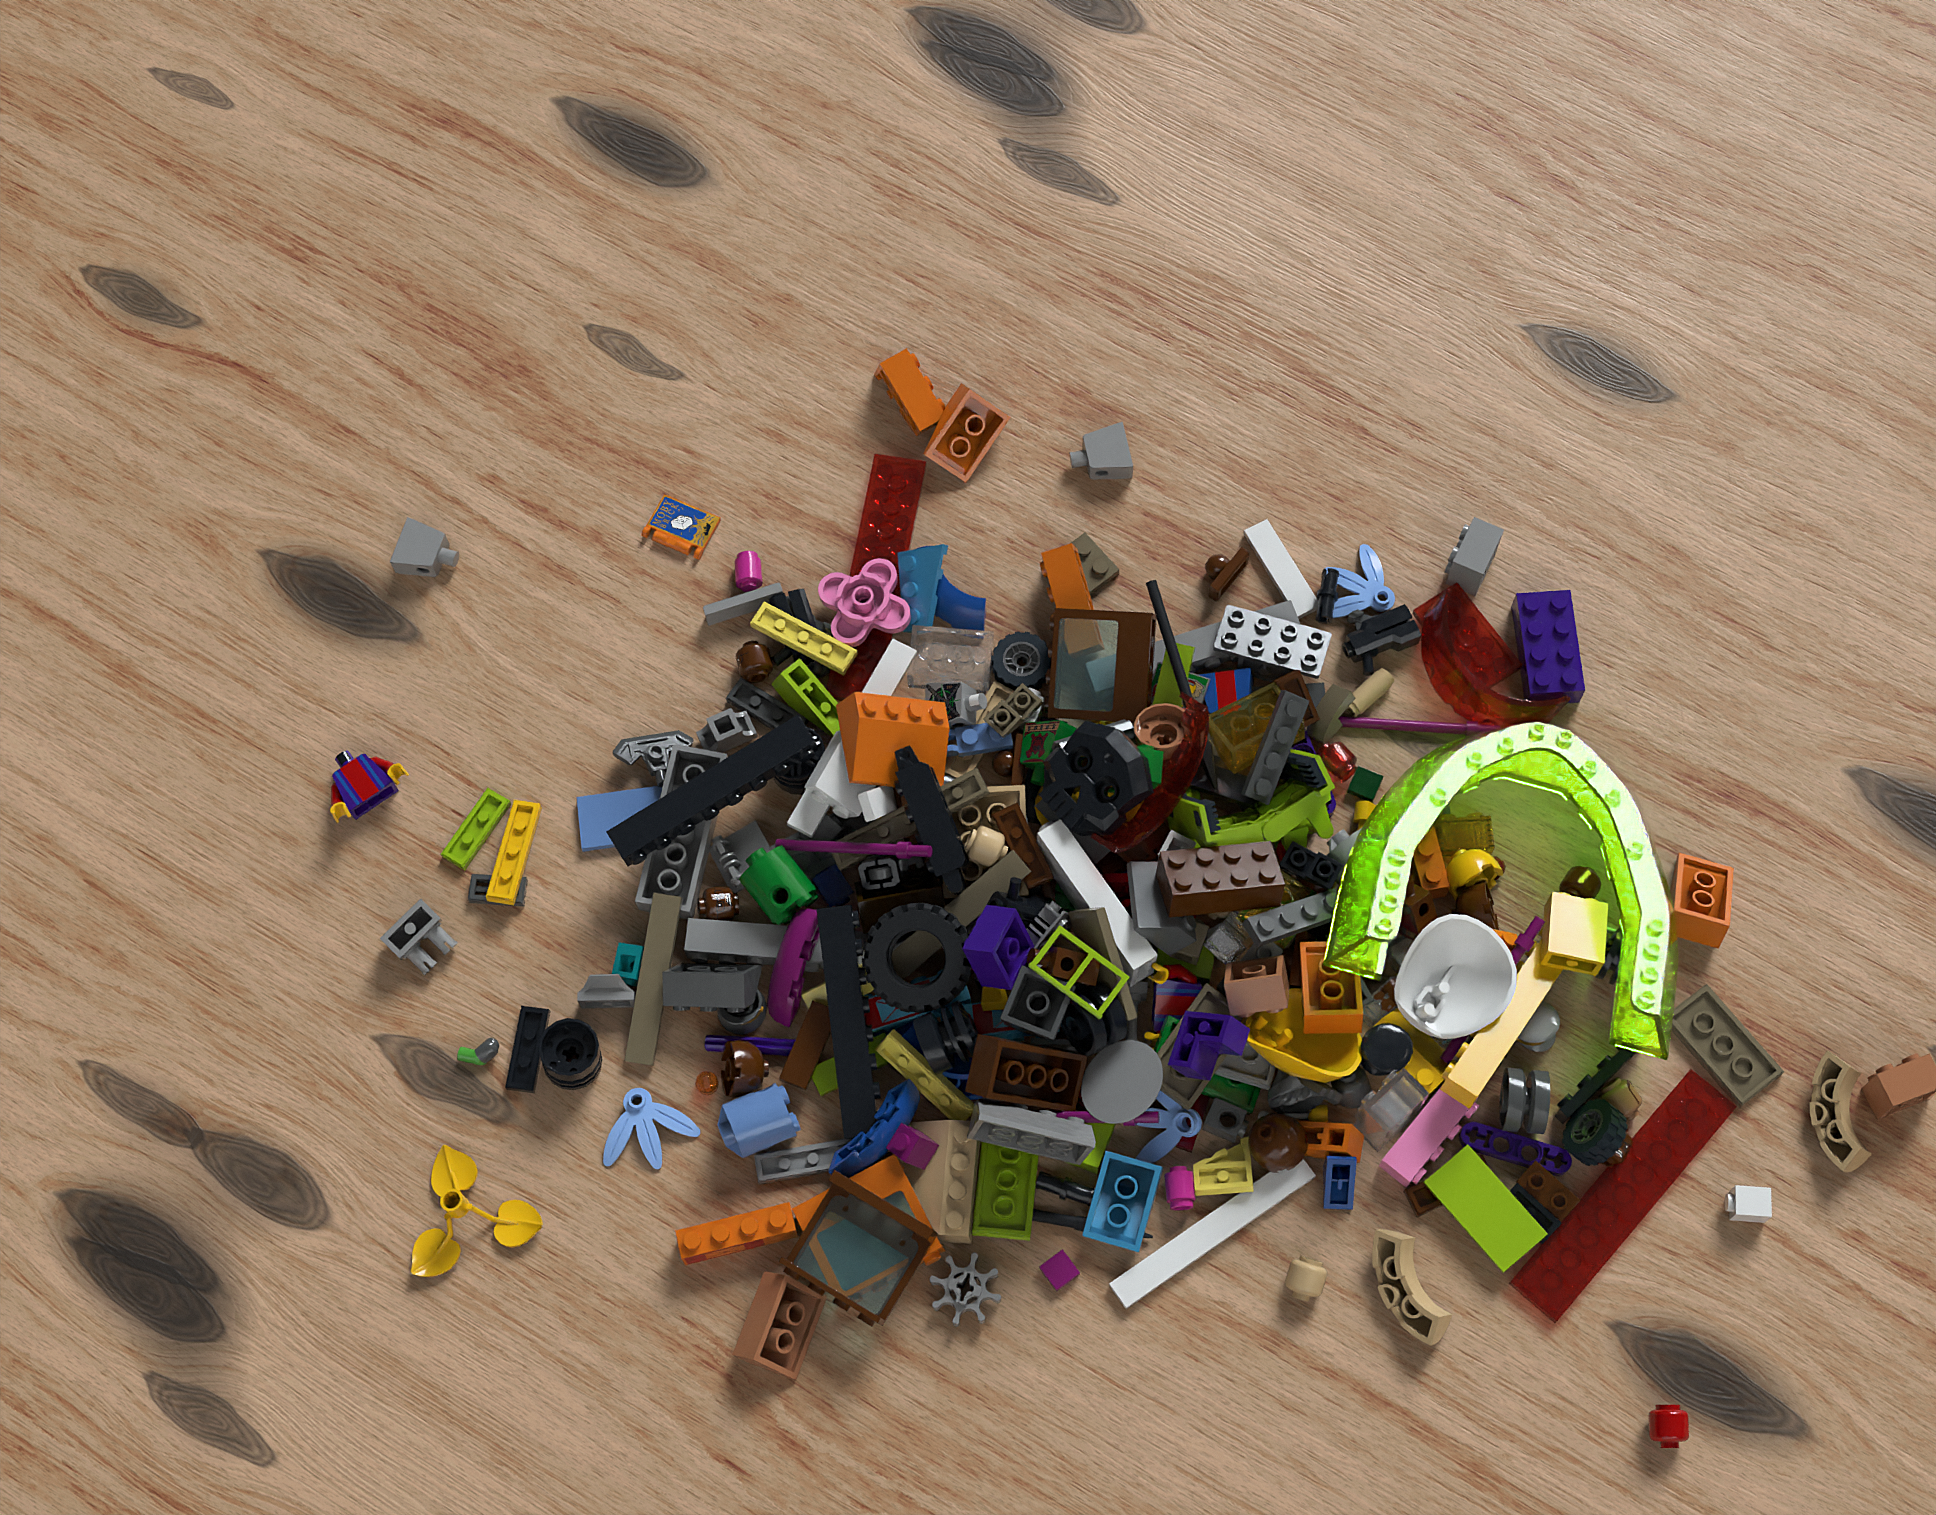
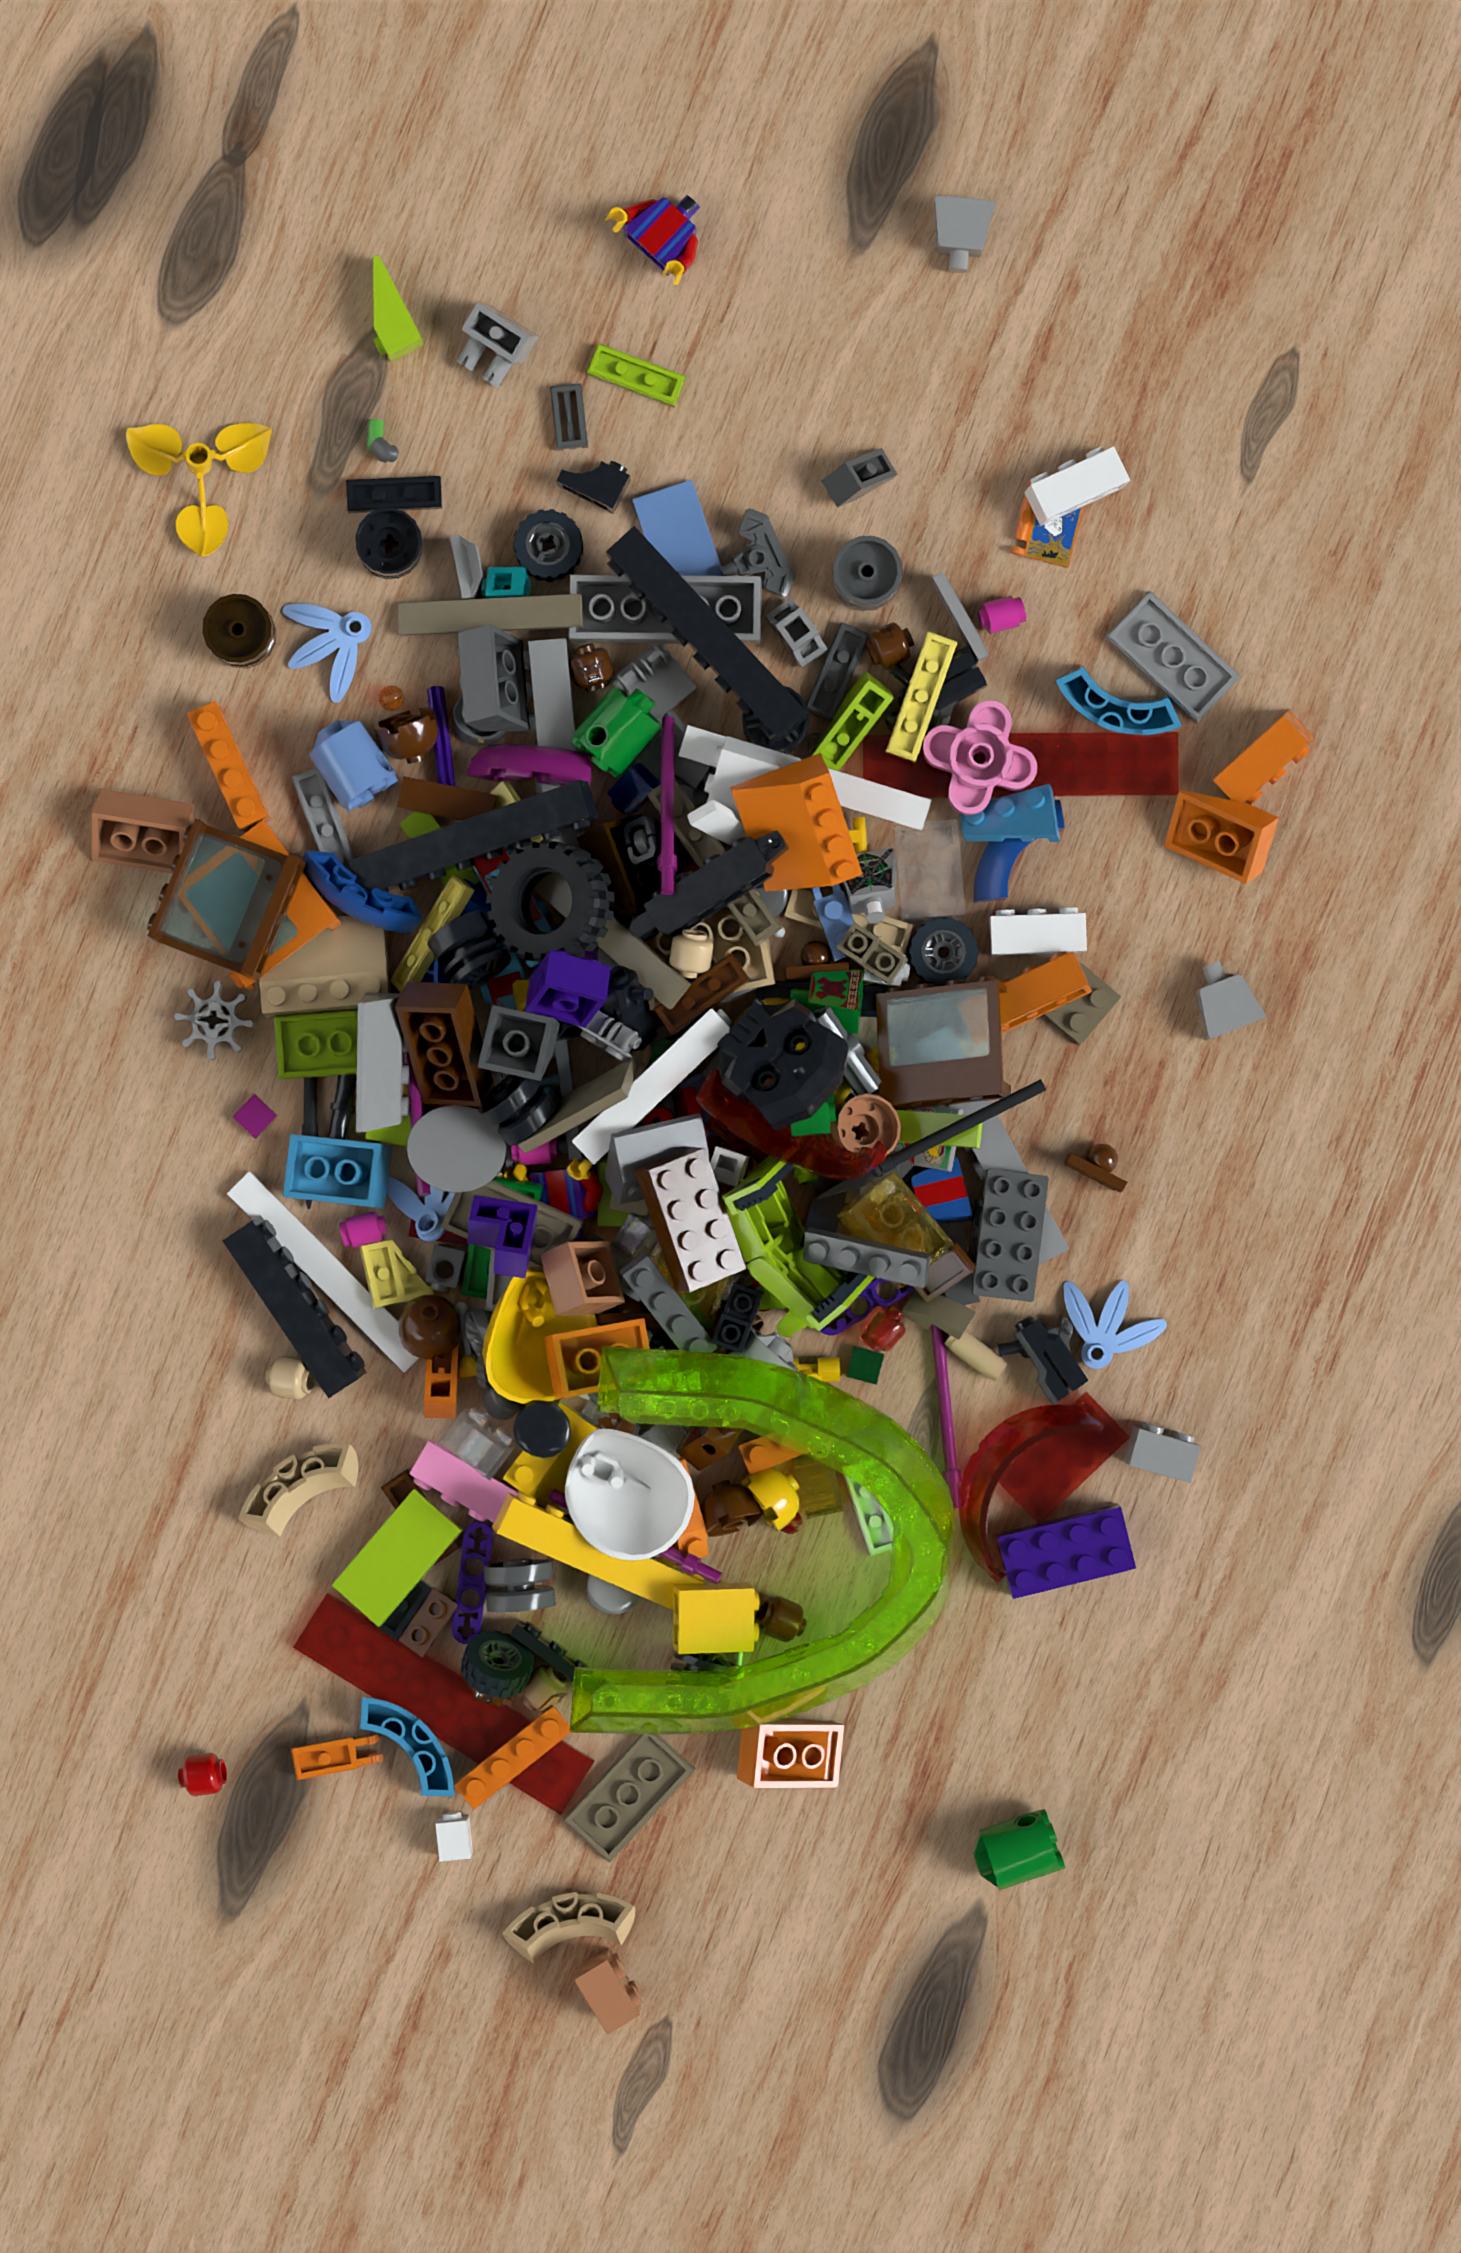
camera: 75 degrees right, 20 degrees up
(376, 1021) = (392, 321): none -> lime slope
(513, 852) = (614, 424): yellow tile -> none
(565, 872) = (600, 486): none -> black arch
(603, 939) = (554, 562): none -> black wheel
(606, 1188) = (224, 620): none -> dark brown wheel
(608, 664) = (858, 477): none -> dark grey slope
(654, 496) = (1076, 484): none -> white brick
(689, 667) = (861, 591): none -> dark grey wheel
(812, 451) = (1173, 656): none -> light grey tile
(858, 473) = (1114, 712): none -> dark azure brick
(912, 1146) = (348, 935): magenta brick -> none
(1019, 586) = (1037, 932): none -> white brick
(1063, 964) = (567, 1065): reddish brown torso -> none
(1091, 954) = (575, 1092): lime window -> none
(1137, 1026) = (540, 1155): none -> dark pink brick
(1240, 1260) = (295, 1306): none -> black brick
(1281, 568) = (1115, 1232): white tile -> none
(1327, 596) = (1085, 1290): black pin -> none
(1339, 1182) = (399, 1398): blue slope -> none
(1492, 800) = (873, 1519): none -> tile
(1658, 1221) = (416, 1741): none -> dark azure brick
(1663, 1302) = (333, 1756): none -> orange hinge
(1681, 1135) = (513, 1757): none -> orange plate
(1804, 722) = (1018, 1850): none -> green cylinder

